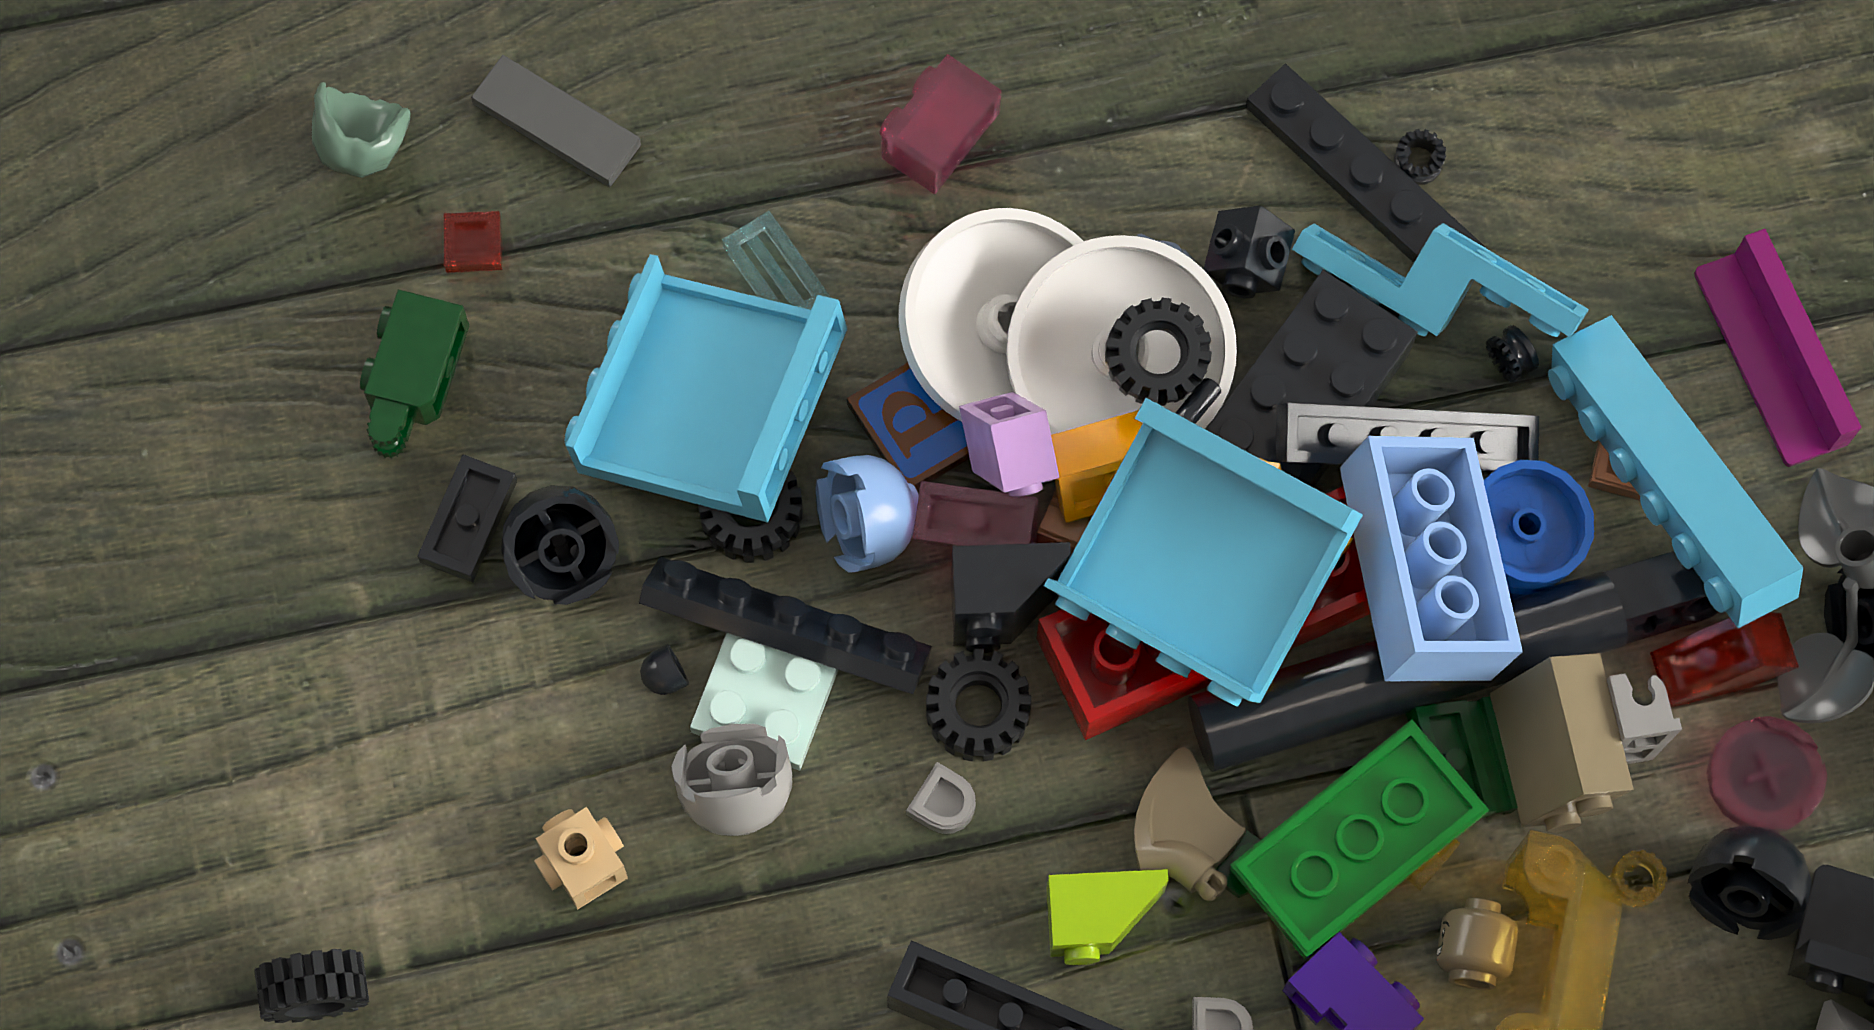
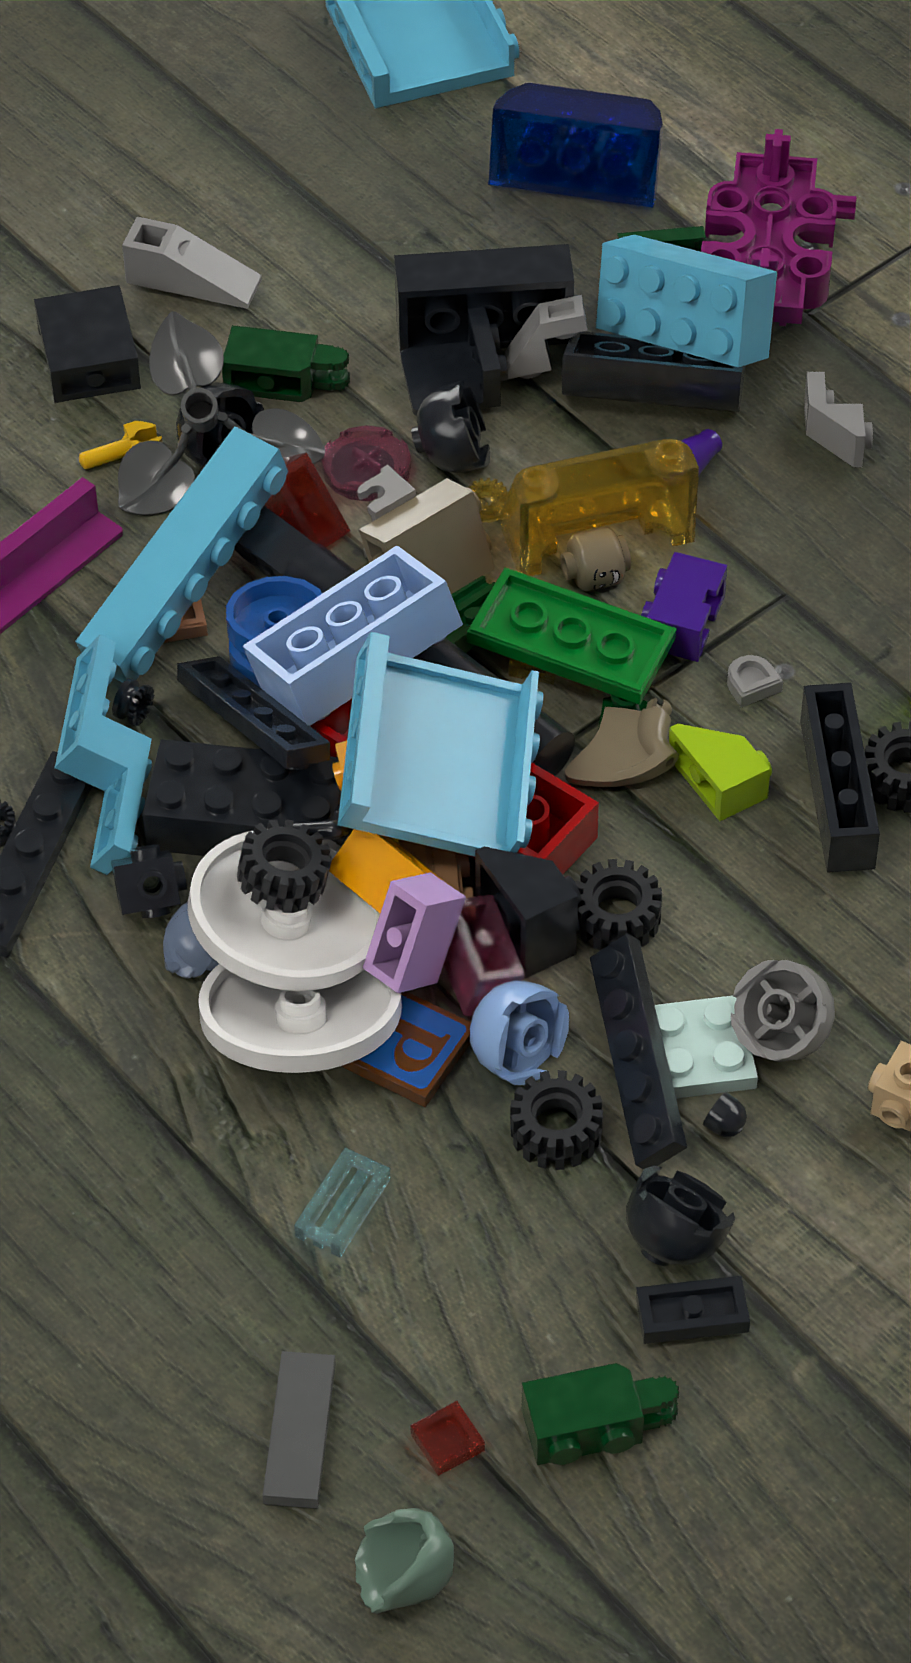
camera: 115 degrees left, 20 degrees down
(705, 392) = (484, 1173): medium azure panel -> none
(939, 123) = (147, 1137): clear pink brick -> none
(943, 801) = (701, 902): light grey tile -> none

